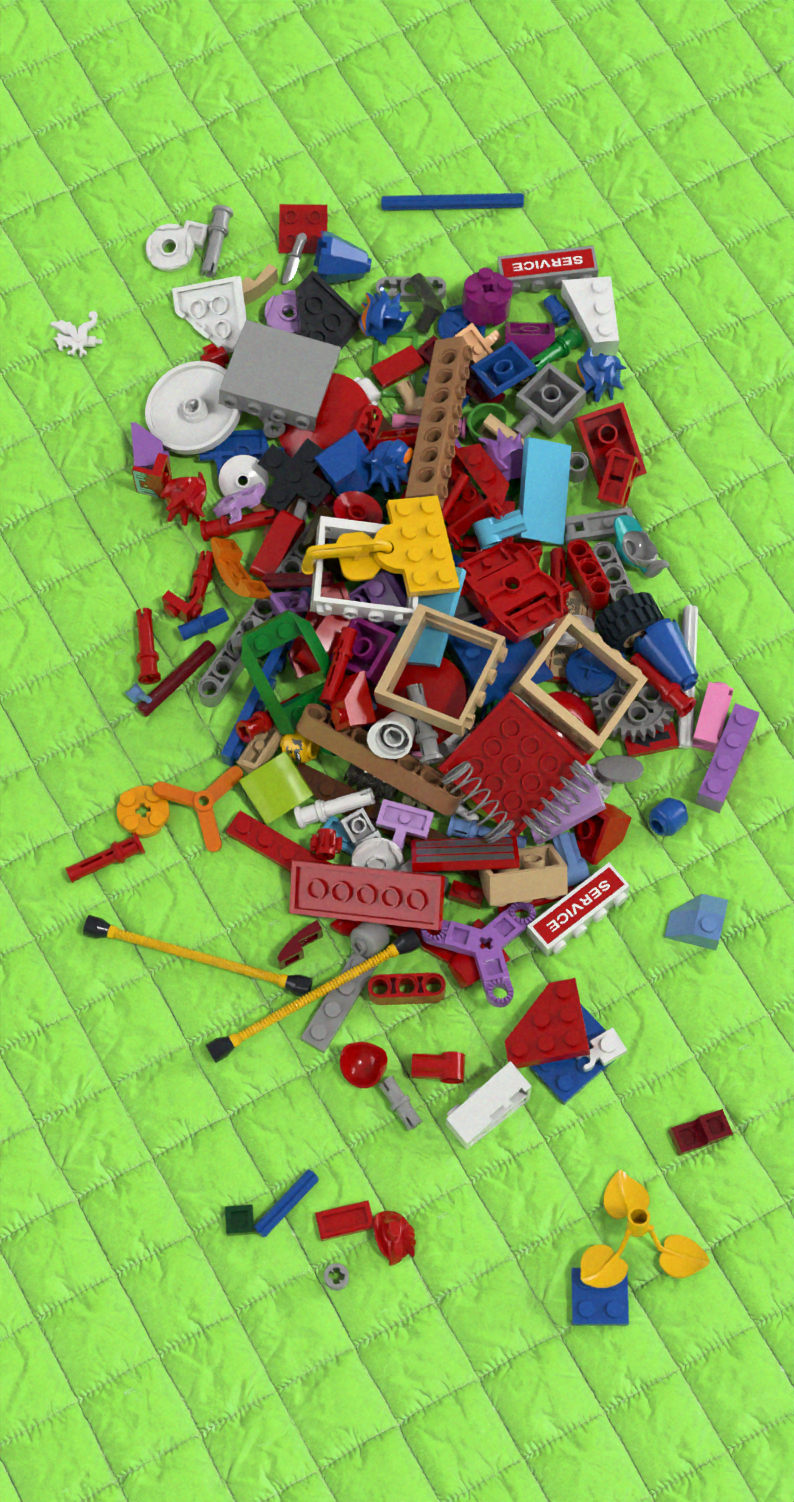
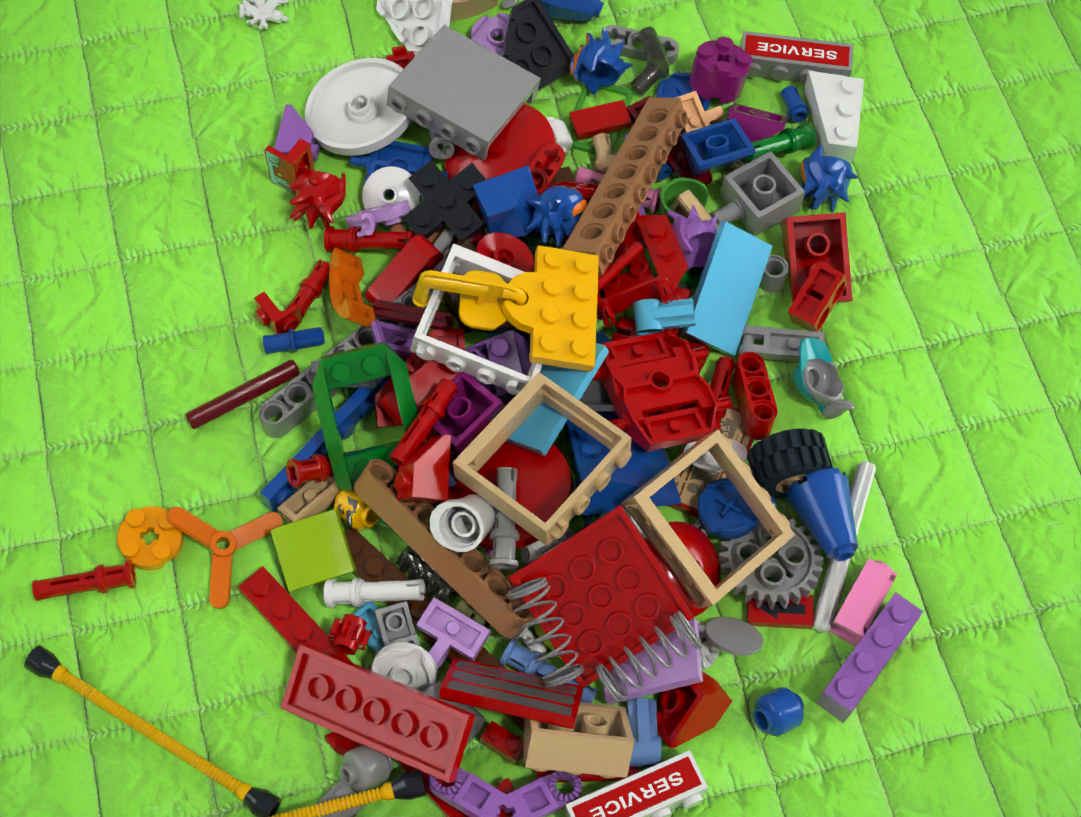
camera: 10 degrees right, 5 degrees down
(137, 694) = (191, 399): medium blue hand -> none
(147, 656) = (218, 360): red pin -> none
(293, 949) = (268, 755): dark red slope -> none
(613, 567) = (785, 395): light grey beam -> none
(670, 692) = (817, 557): red pin -> none

